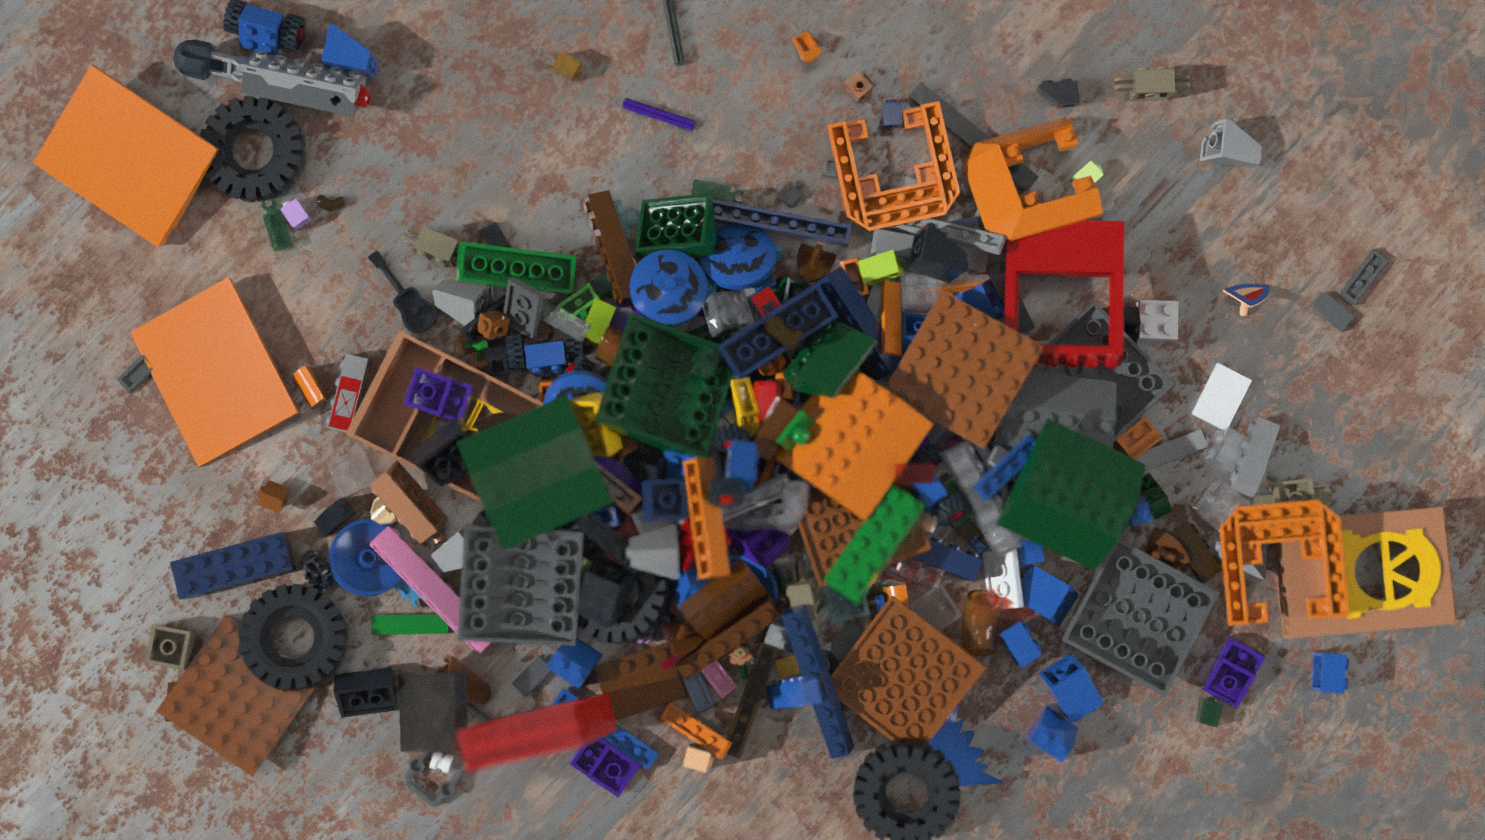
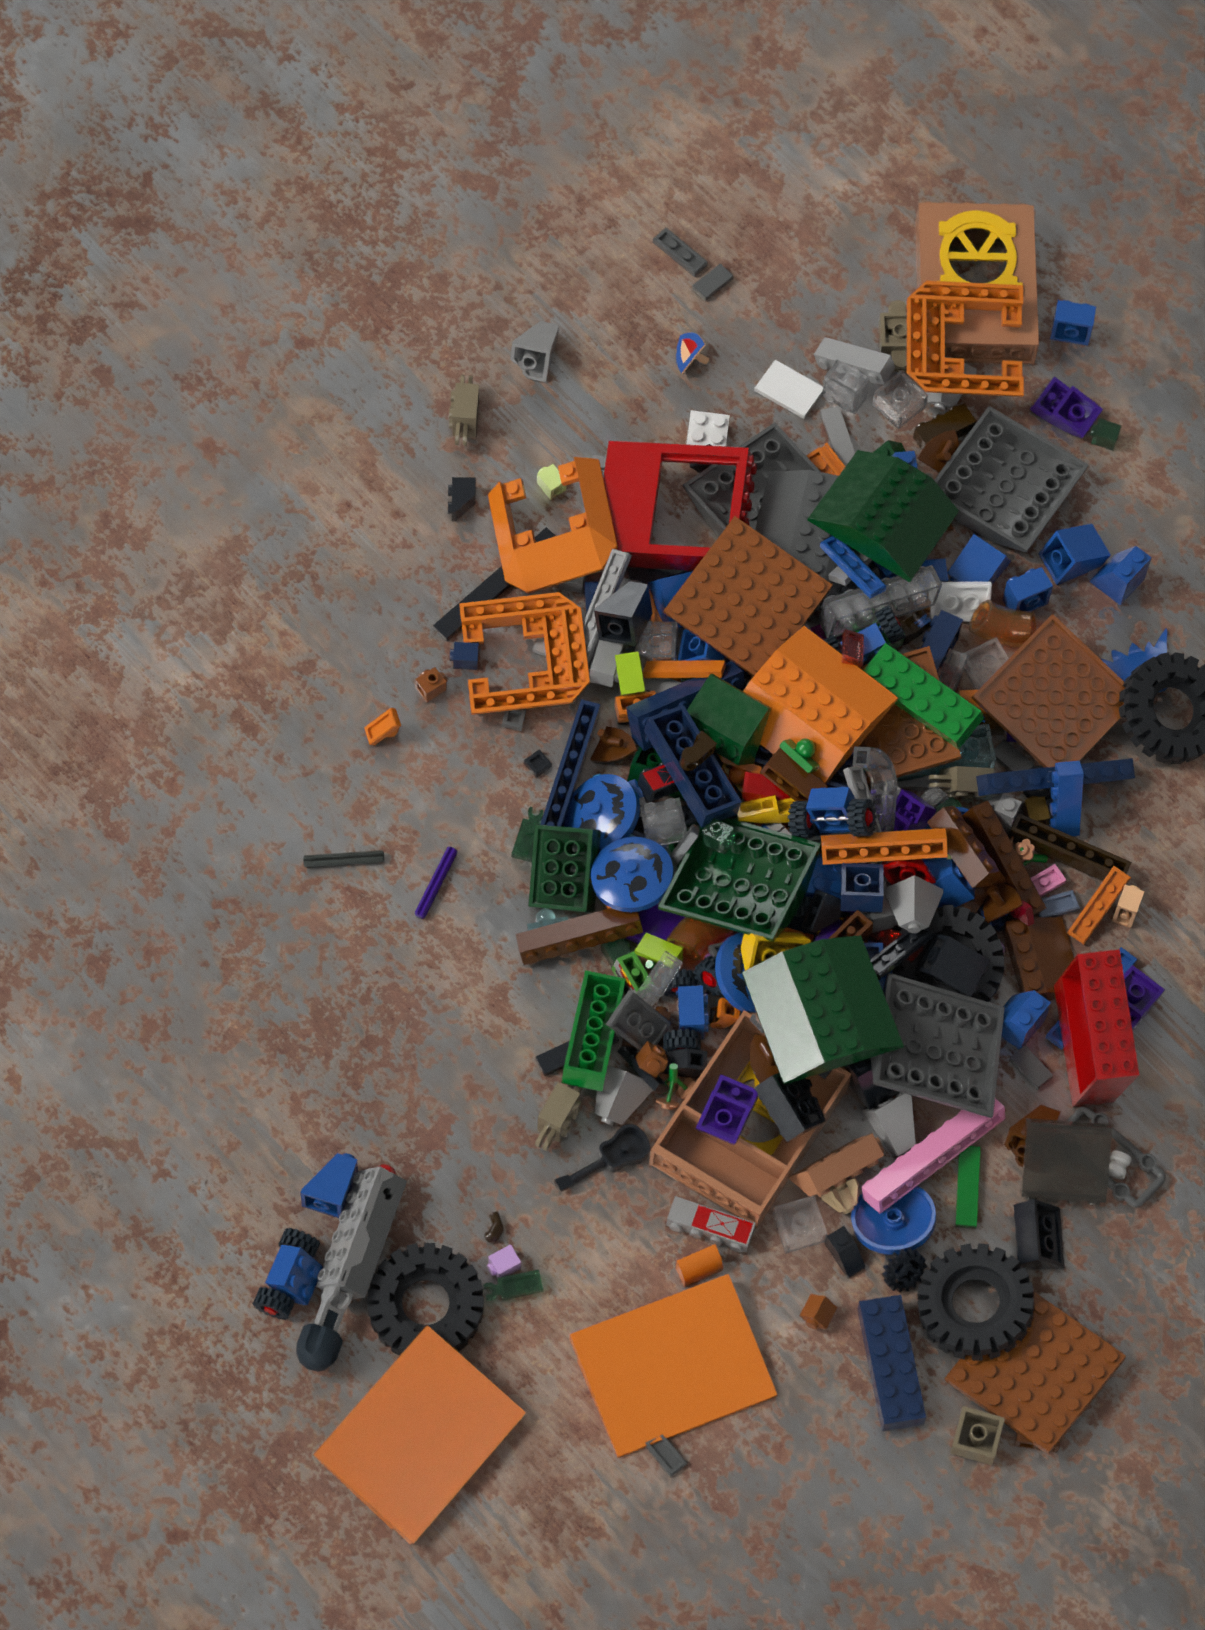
camera: 90 degrees left, 20 degrees down
(407, 592) = (933, 1183): dark azure plate -> none
(567, 66) = (373, 966): pearl gold brick -> none
(702, 333) = (684, 844): none -> dark grey tile

